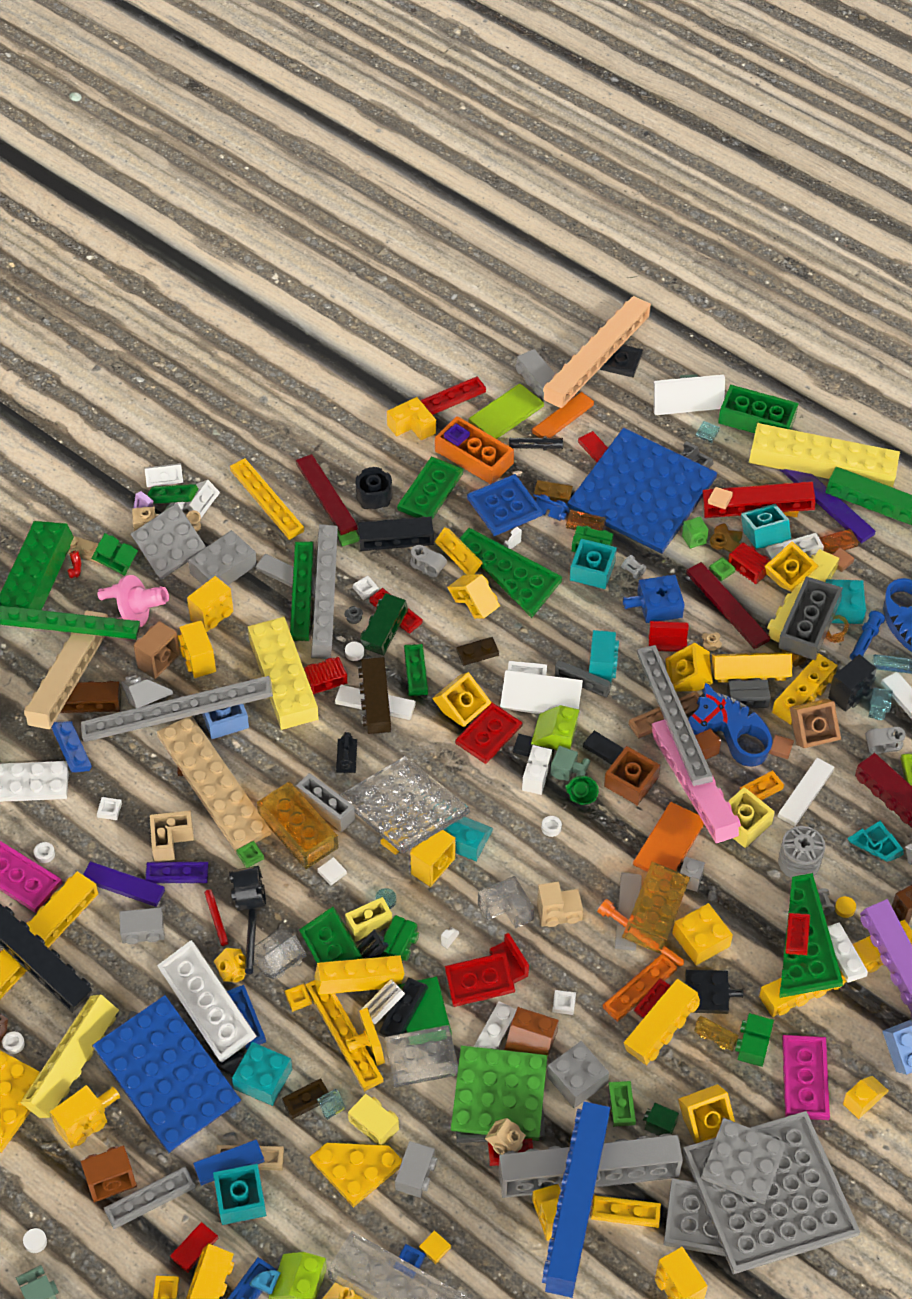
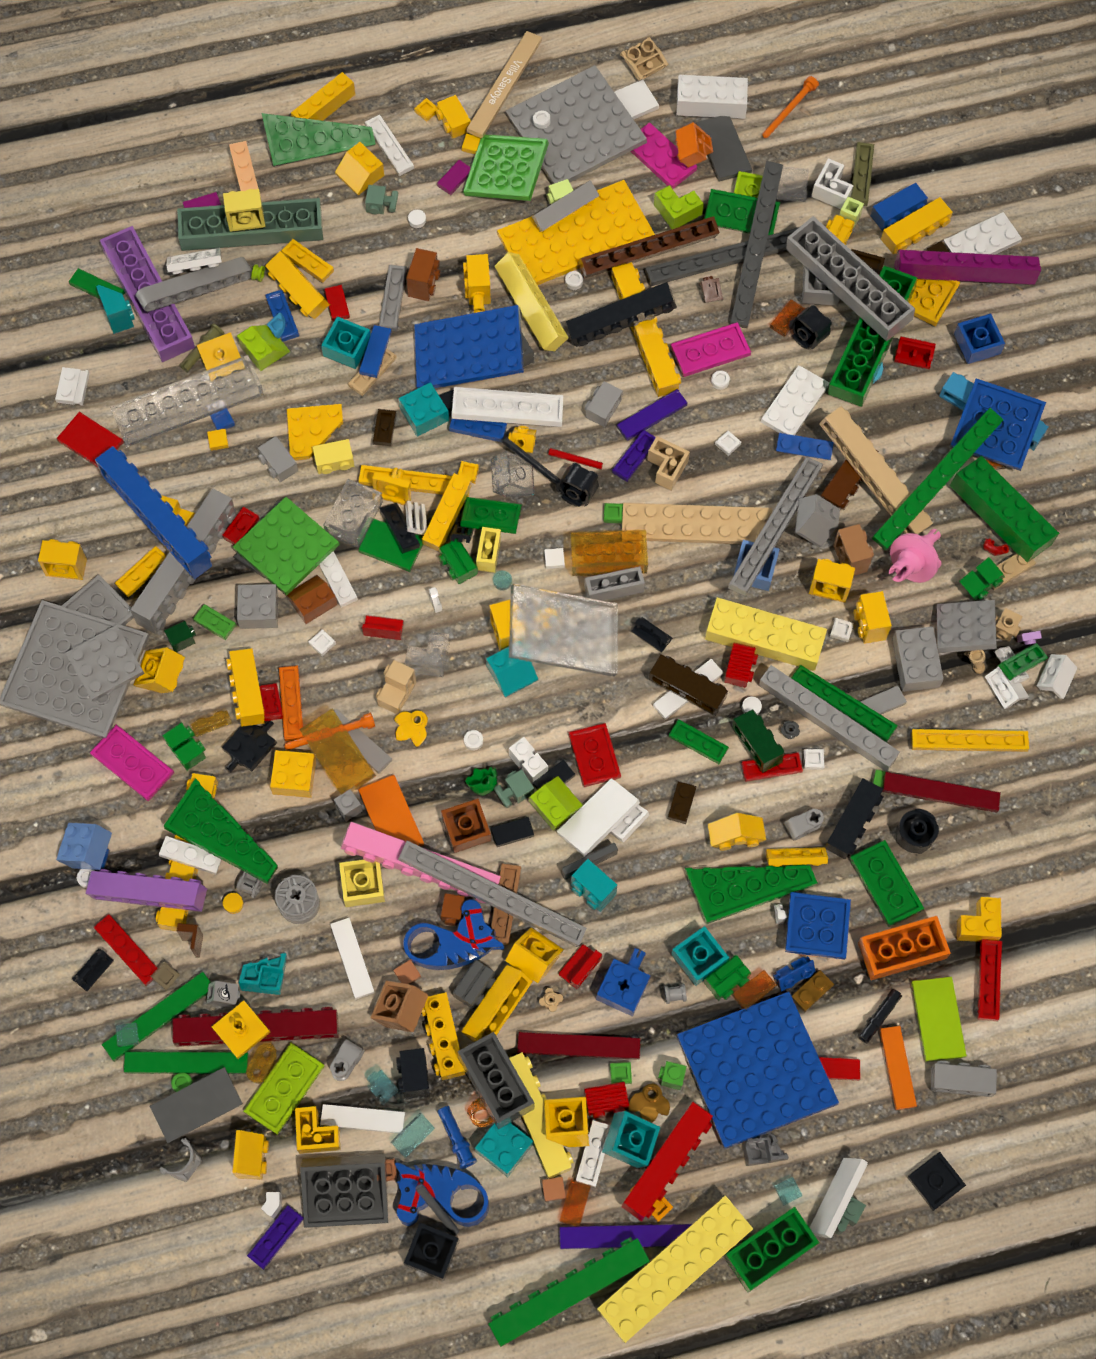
camera: 125 degrees right, 15 degrees up
(233, 629) = (841, 630): none -> white tile
(331, 1104) = (367, 438): clear light blue tile -> none
(456, 434) = (924, 934): dark purple tile -> none
(462, 699) = (638, 750): yellow slope -> none
(479, 979) = (384, 596): red tile -> none
(505, 1136) = (245, 518): tan brick -> none
(583, 877) = (409, 729): none -> yellow plate
(596, 352) = (952, 1152): light nougat brick -> none
(720, 498) = (688, 1119): light nougat tile -> none
(765, 785) = (381, 923): light orange plate -> none
(797, 934) = (225, 823): red plate -> none
(864, 1096) = (82, 789): yellow slope -> none

